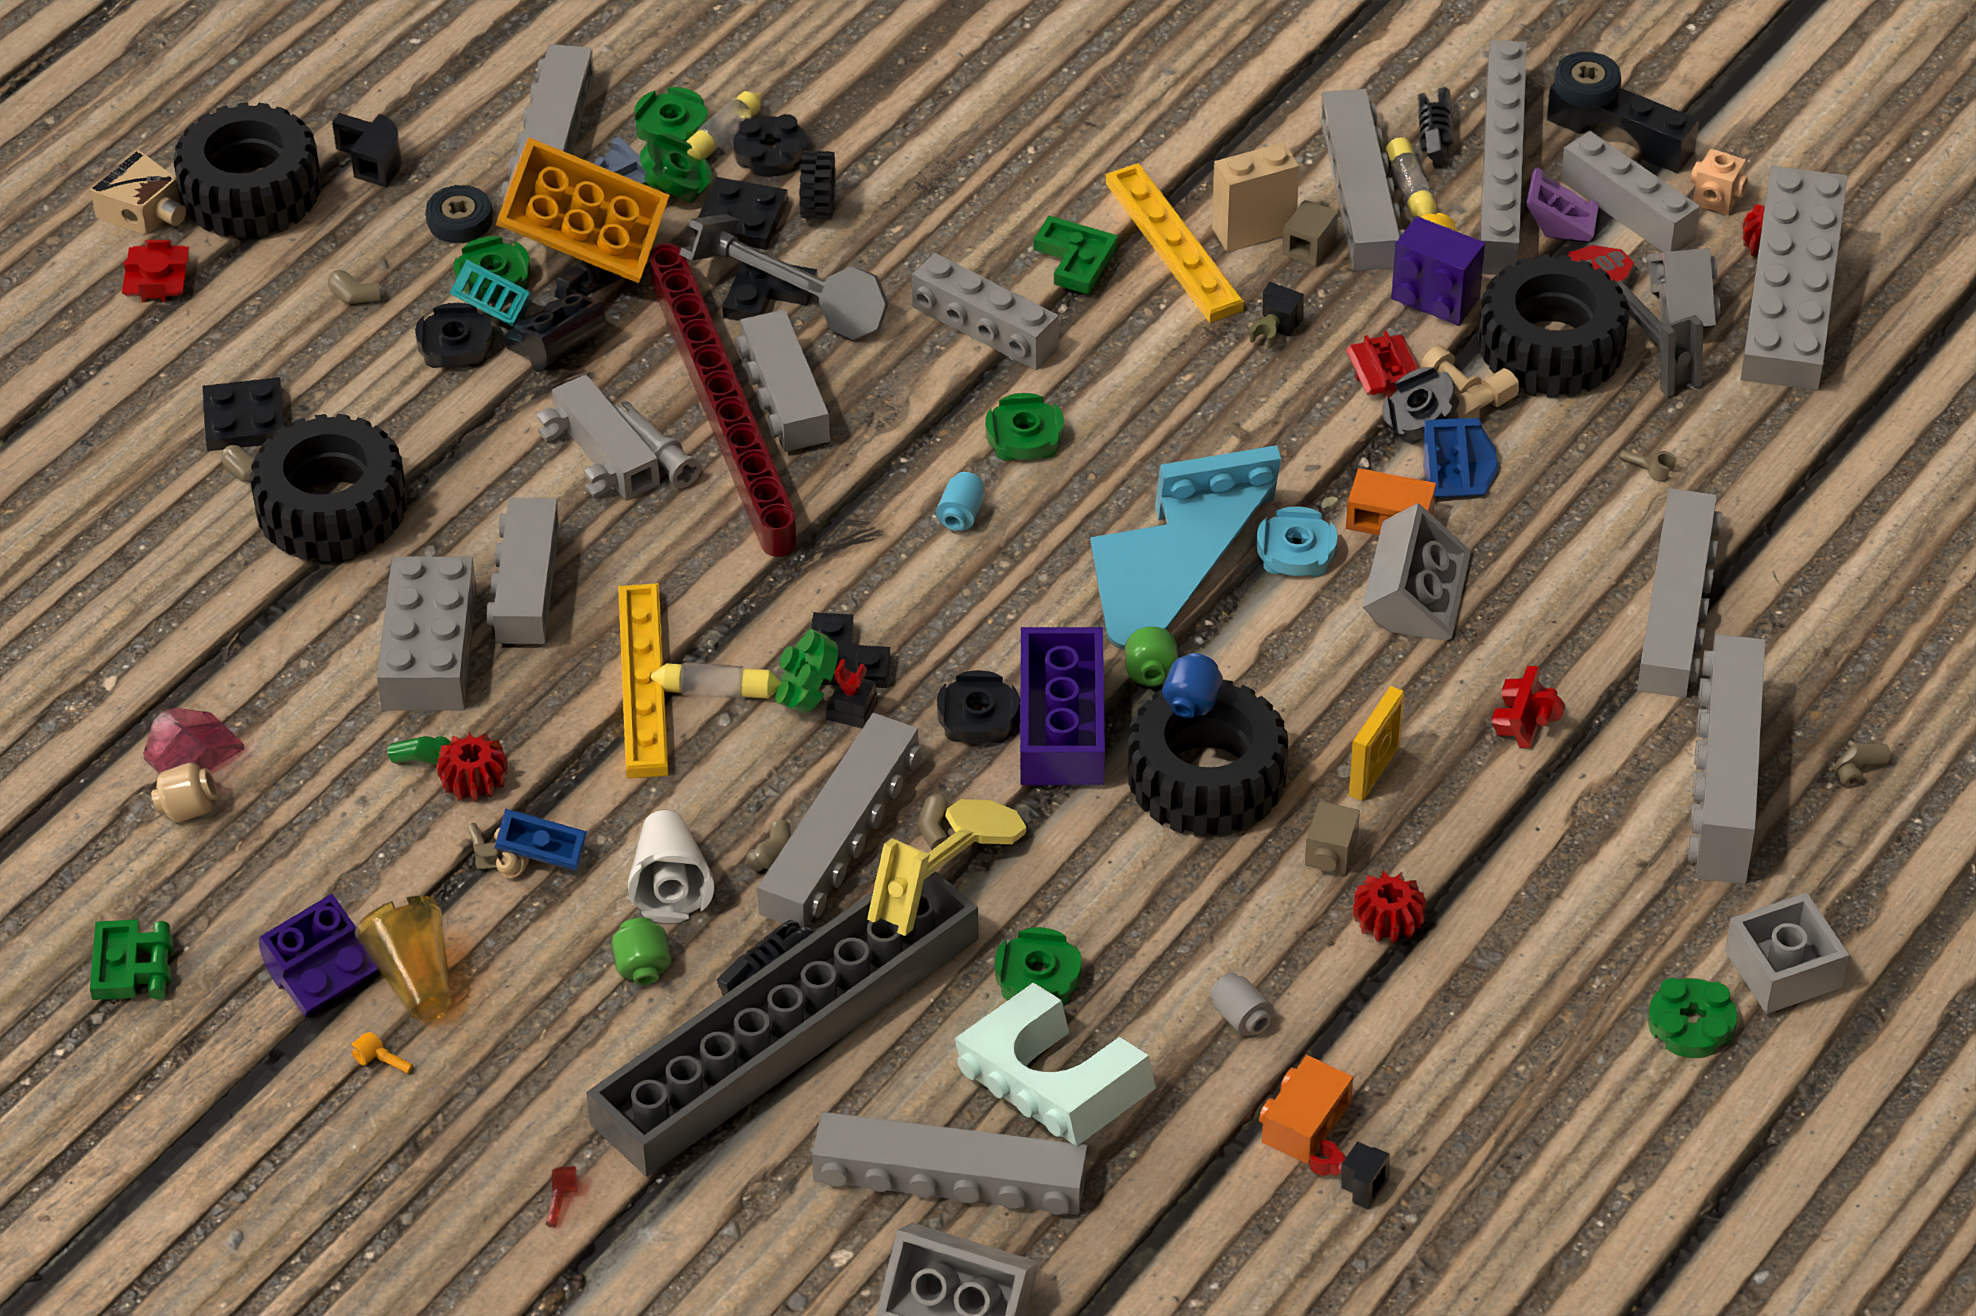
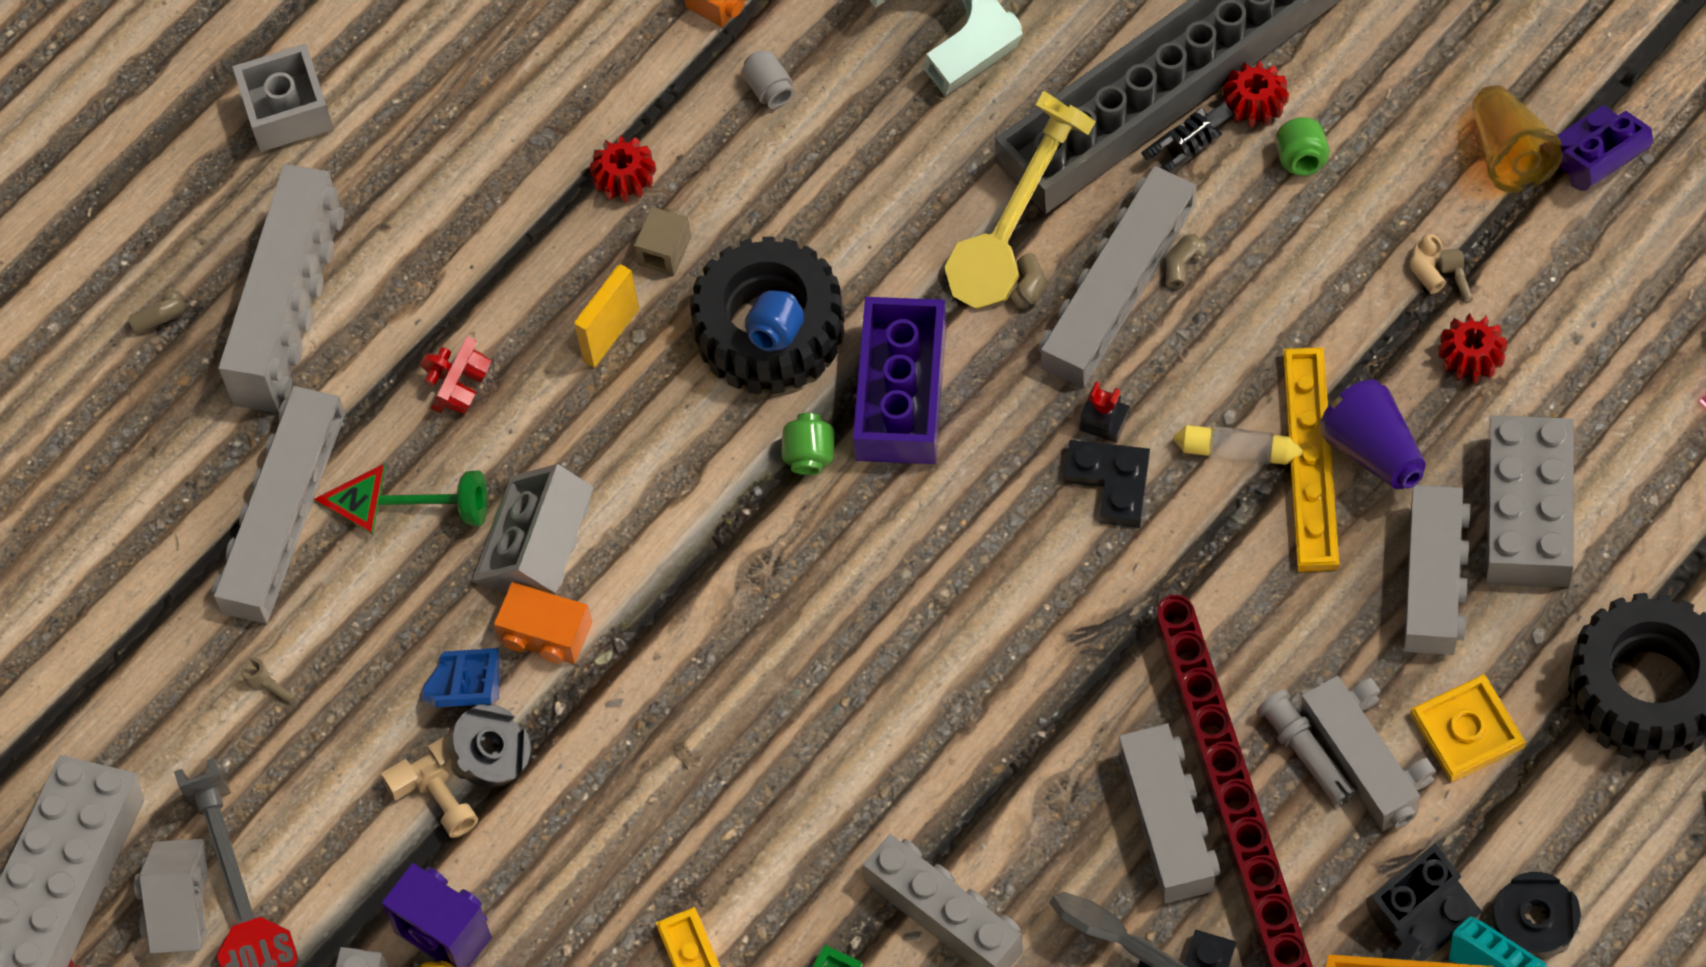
camera: 170 degrees left, 15 degrees up
(370, 1046) = (1541, 73): light orange hand -> none
(421, 749) = (1525, 369): green arm -> none
(503, 470) = (1467, 728): none -> yellow tile
(540, 840) = (1401, 262): blue slope -> none
(577, 657) = (1374, 434): none -> dark purple cone
(669, 871) = (1279, 223): white cone -> none
(685, 997) = (1256, 93): none -> red gear
(804, 671) = (1147, 421): green plate -> none
(961, 501) = (984, 648): medium azure brick -> none
(978, 726) = (981, 424): black plate -> none
(1034, 945) = (948, 145): green plate -> none
(1037, 441) = (914, 776): green plate -> none
(1156, 570) = (735, 610): medium azure piece -> none
(1281, 311) = (616, 898): black piece -> none
(1283, 556) = (631, 572): medium azure plate -> none
(1381, 362) = (515, 825): red piece -> none
(1562, 293) = (304, 798): black tyre -> none
(1597, 606) = (361, 496): none -> green piece
(1692, 996) = (373, 47): green plate -> none

